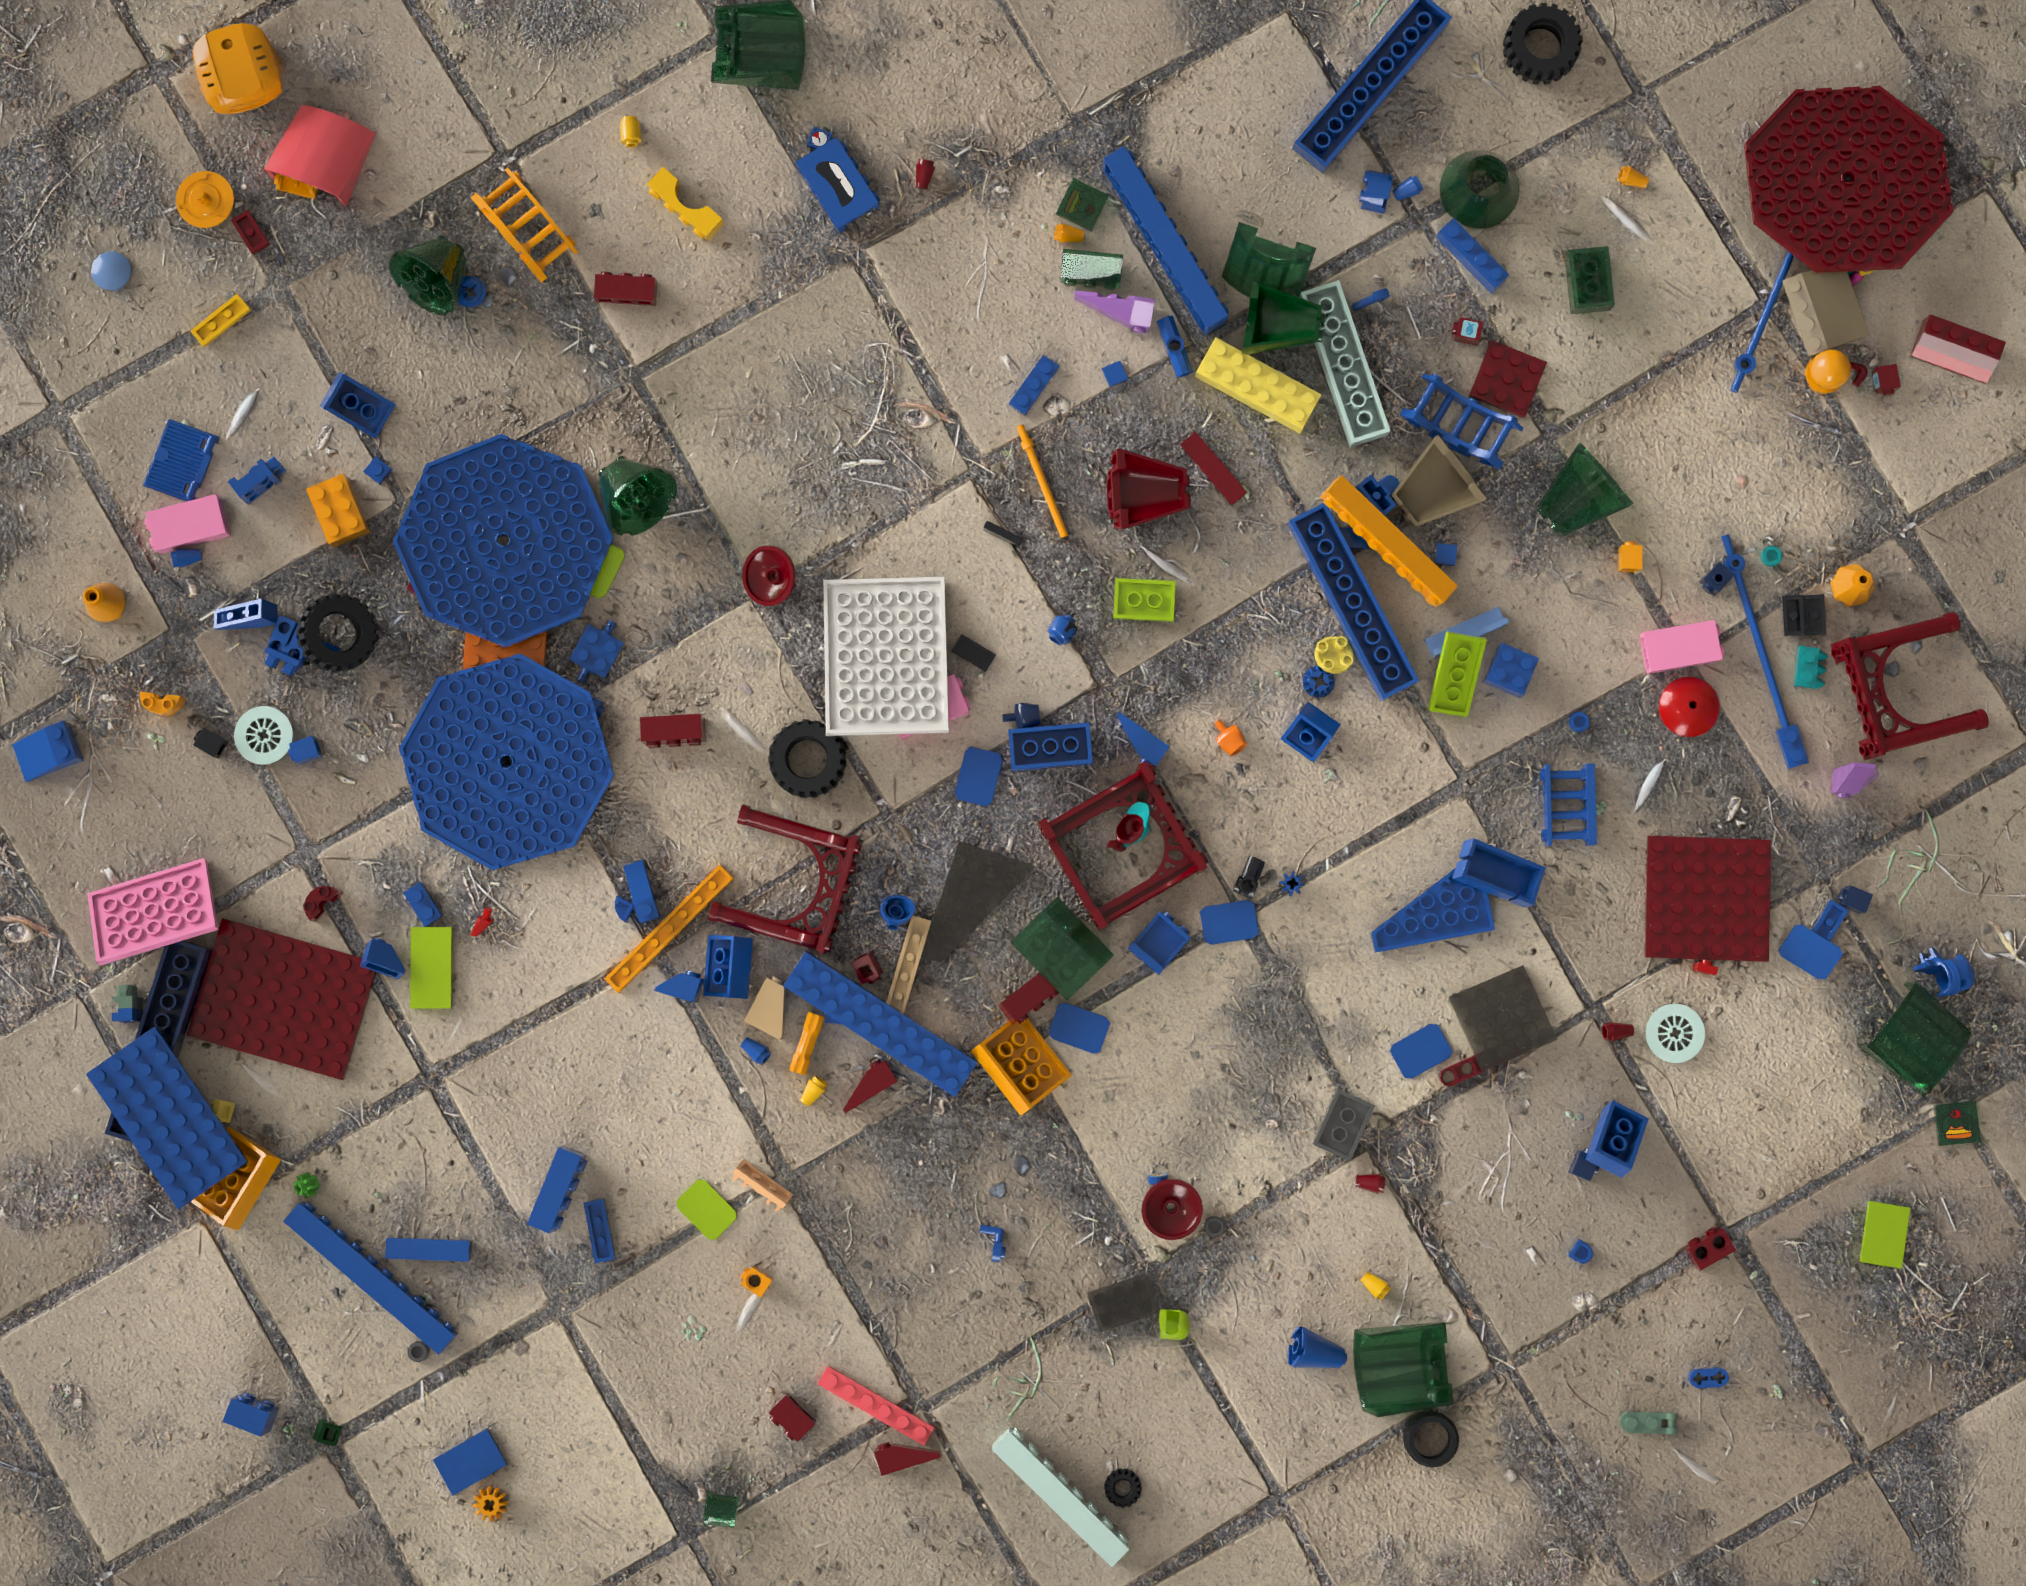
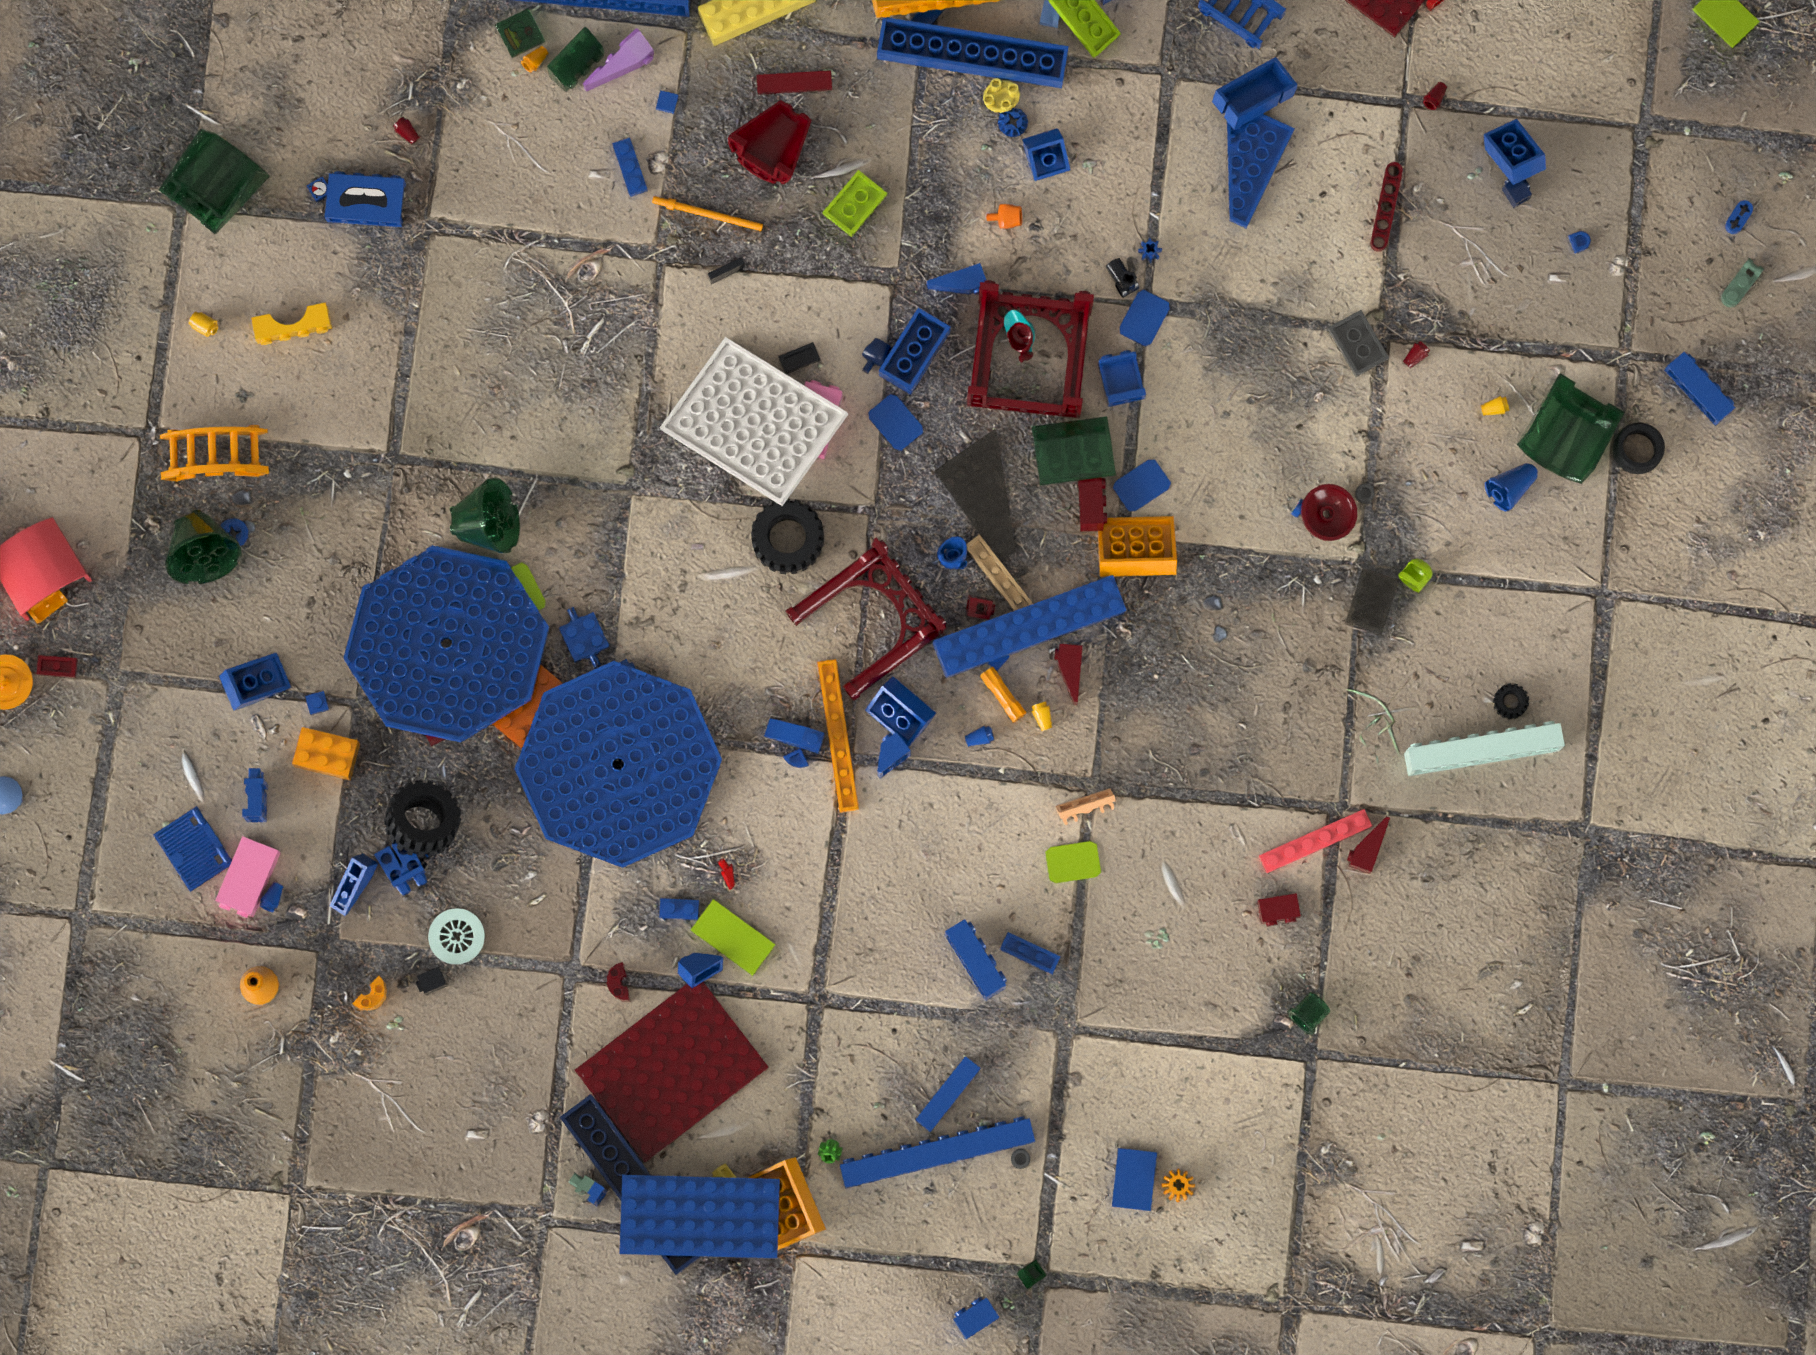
camera: 55 degrees left, 5 degrees down
(47, 751) = (341, 1113): blue slope -> none
(152, 911) = (530, 1116): bright pink plate -> none
(220, 320) = (108, 738): yellow plate -> none
(305, 750) = (492, 912): blue brick -> none
(625, 289) = (322, 414): dark red brick -> none
(672, 730) = (689, 620): dark red brick -> none
(760, 572) = (620, 474): dark red dish -> none
(765, 1280) = (1161, 855): light orange brick -> none
(769, 1008) = (955, 703): tan slope -> none
(998, 1250) = (1264, 664): blue plate -> none
(1062, 629) = (832, 279): blue head -> none
(1179, 358) = (669, 39): blue piece -> none
(1421, 1051) = (1344, 248): blue piece -> none
(1502, 1018) = (1364, 171): clear smoke plate -> none
(1525, 1454) = (1700, 388): none -> blue brick
(1697, 1033) = (1477, 39): light aqua piece -> none
(1711, 1253) = (1648, 147): dark red brick -> none

